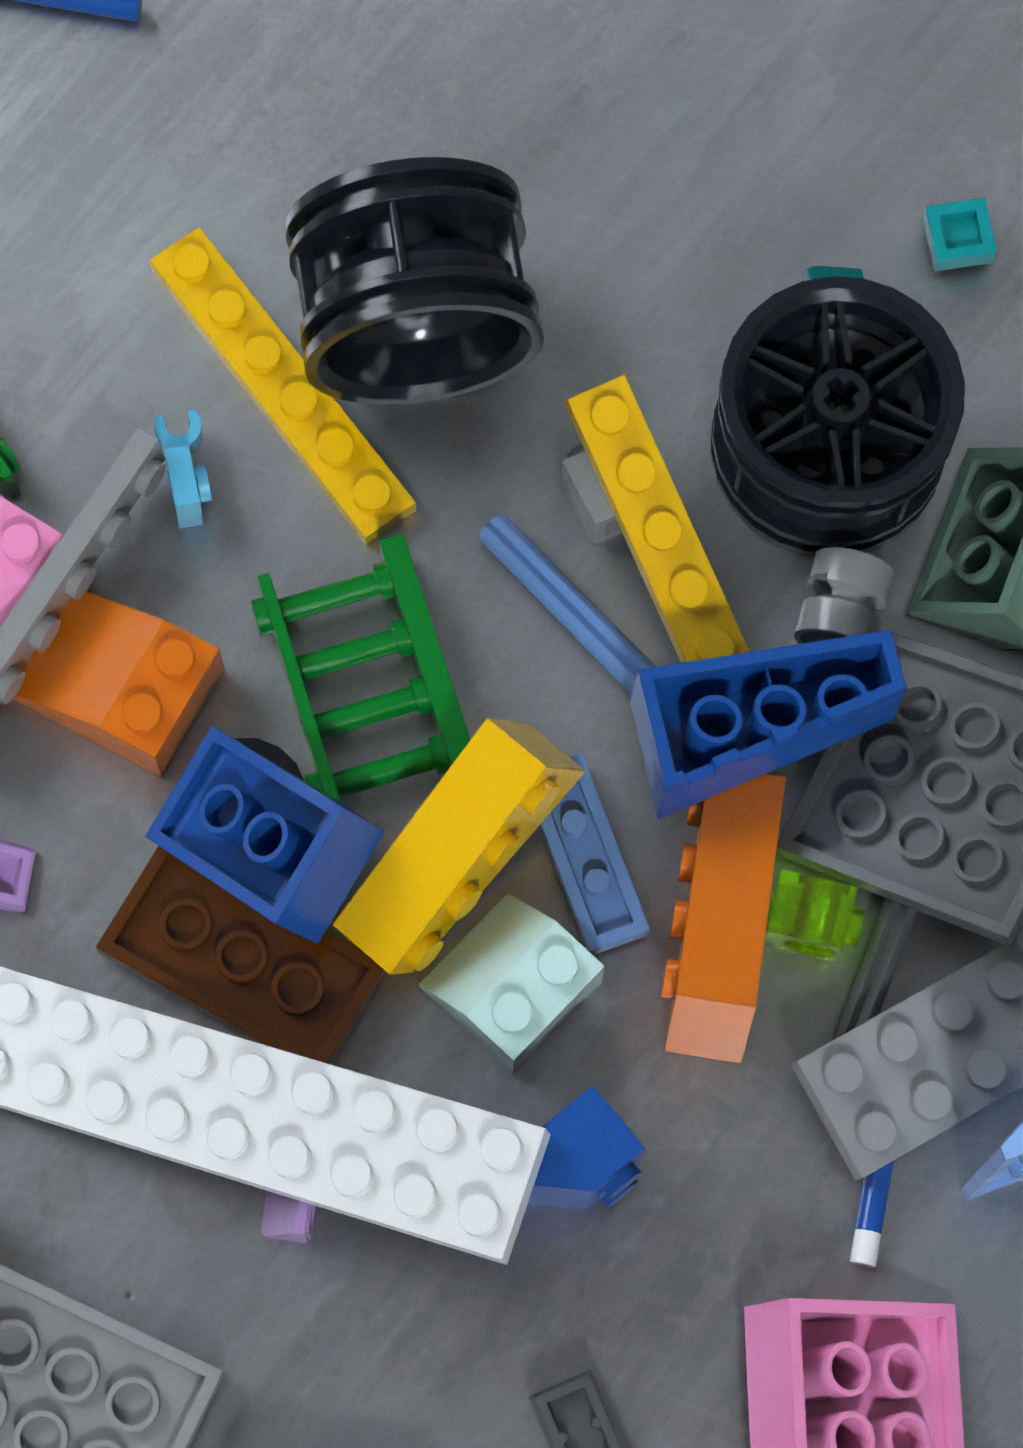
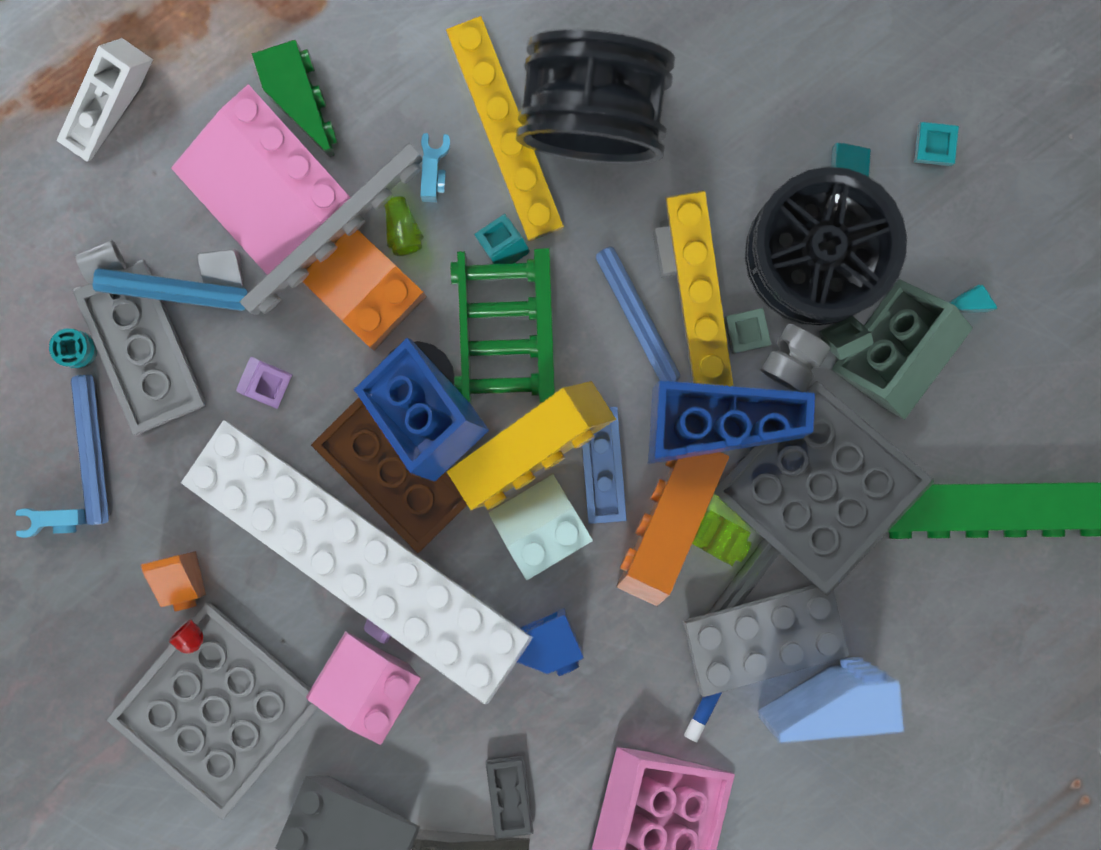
camera: 20 degrees right, 15 degrees up
(158, 573) = (401, 228): none -> clear neon green cone
(287, 1320) = (363, 687): none -> bright pink slope
(324, 552) = (502, 241): none -> teal slope
(756, 585) = (747, 331): none -> sand green plate
(918, 550) = (847, 337): none -> sand green plate

